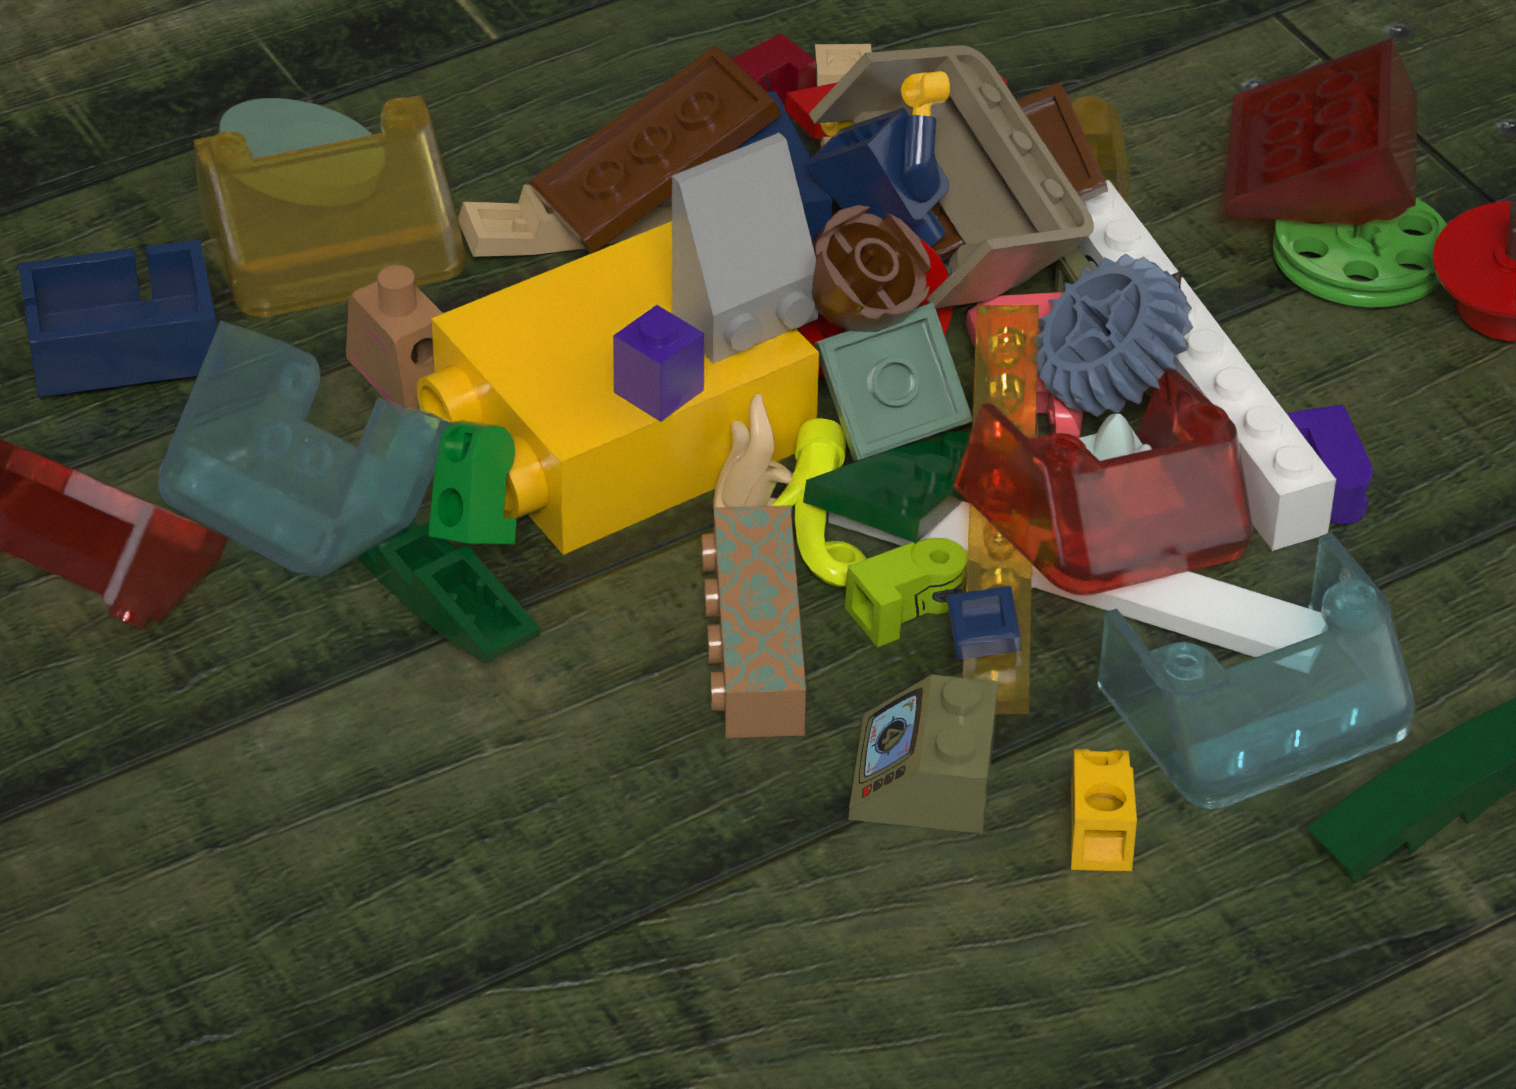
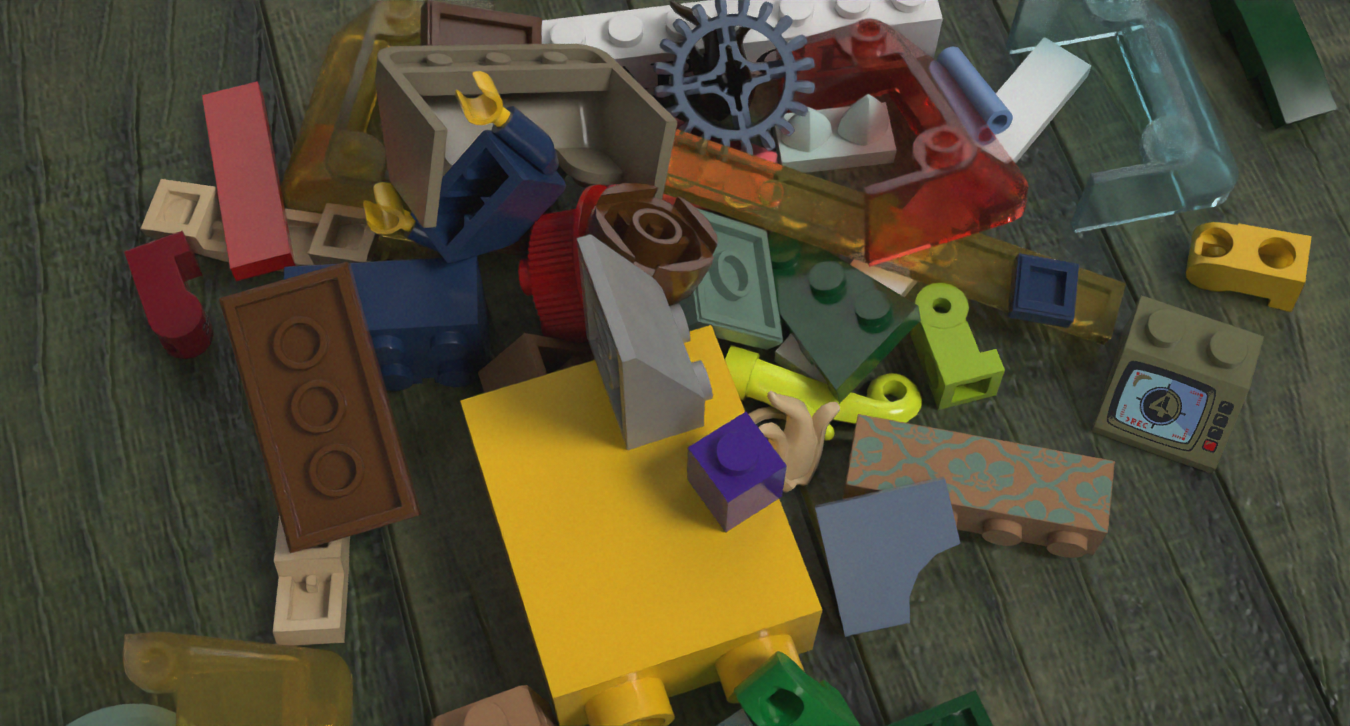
camera: 75 degrees left, 20 degrees up
(659, 548) = (880, 546): none -> sand blue tile
(1224, 561) = (976, 89): none -> medium blue piece

